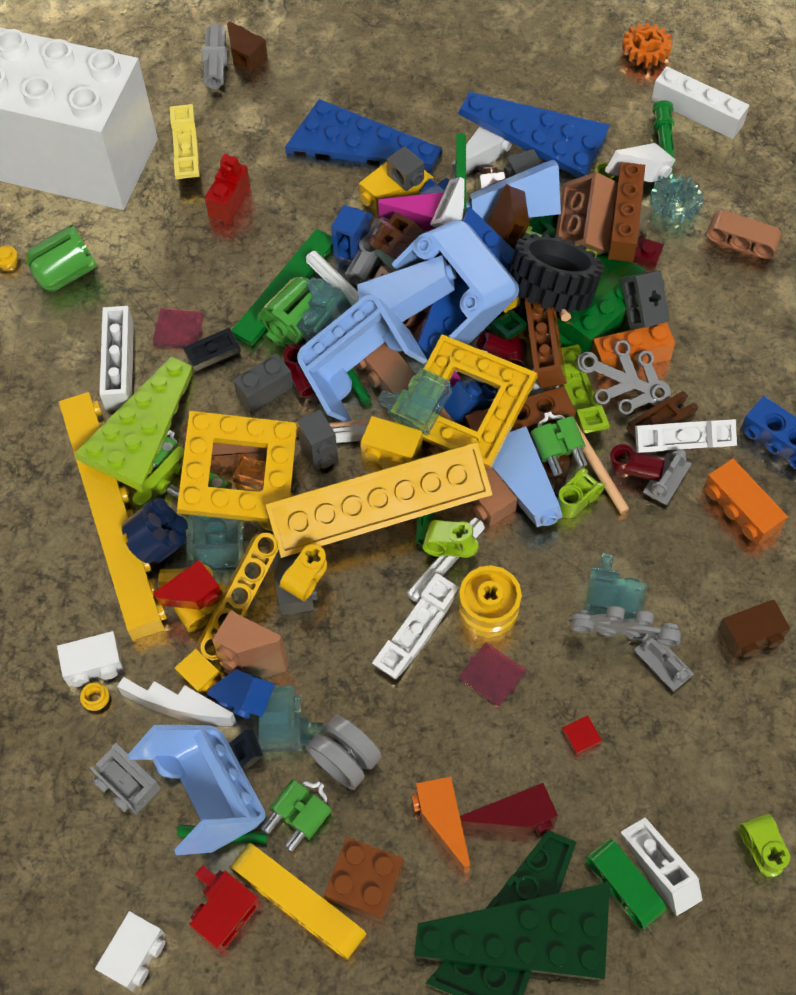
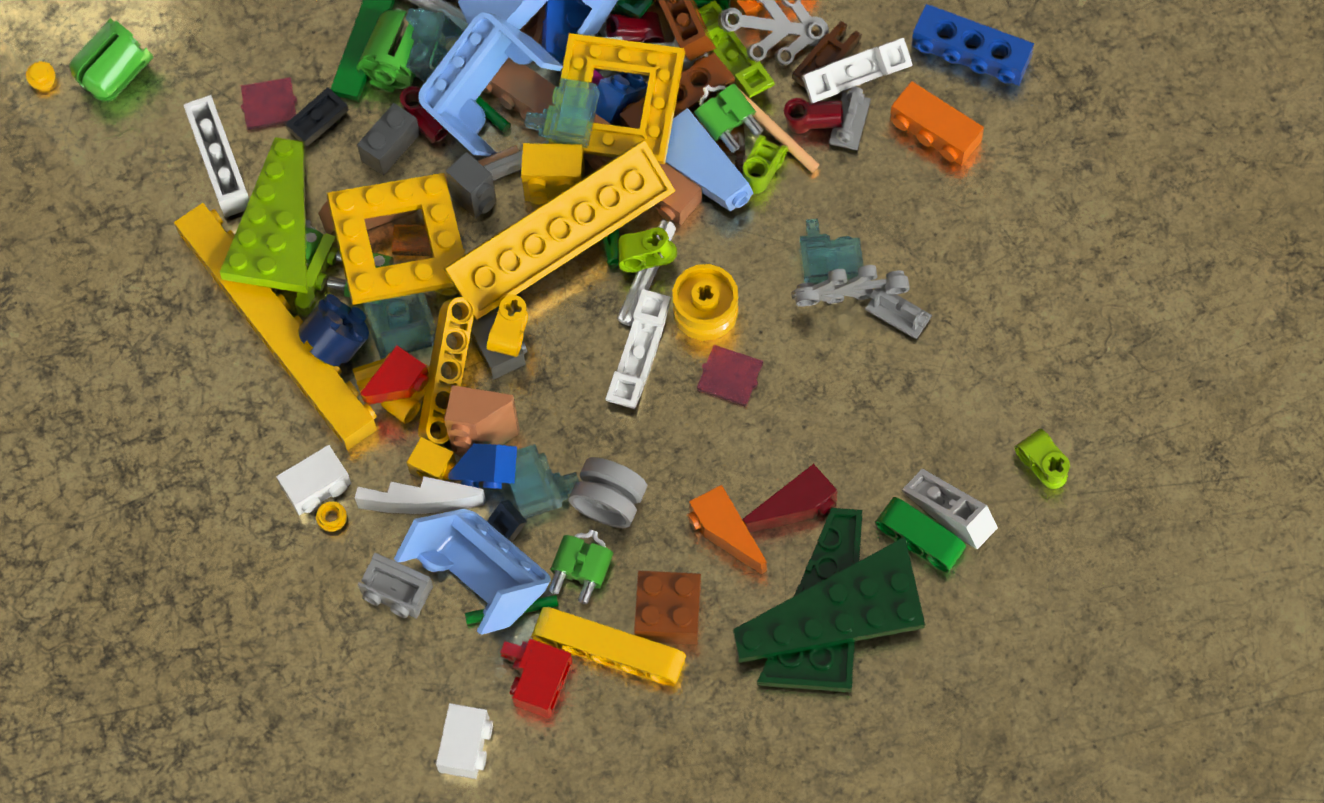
camera: 15 degrees left, 5 degrees up
(581, 735) = (837, 408): red tile -> none
(754, 629) = (979, 253): reddish brown brick -> none

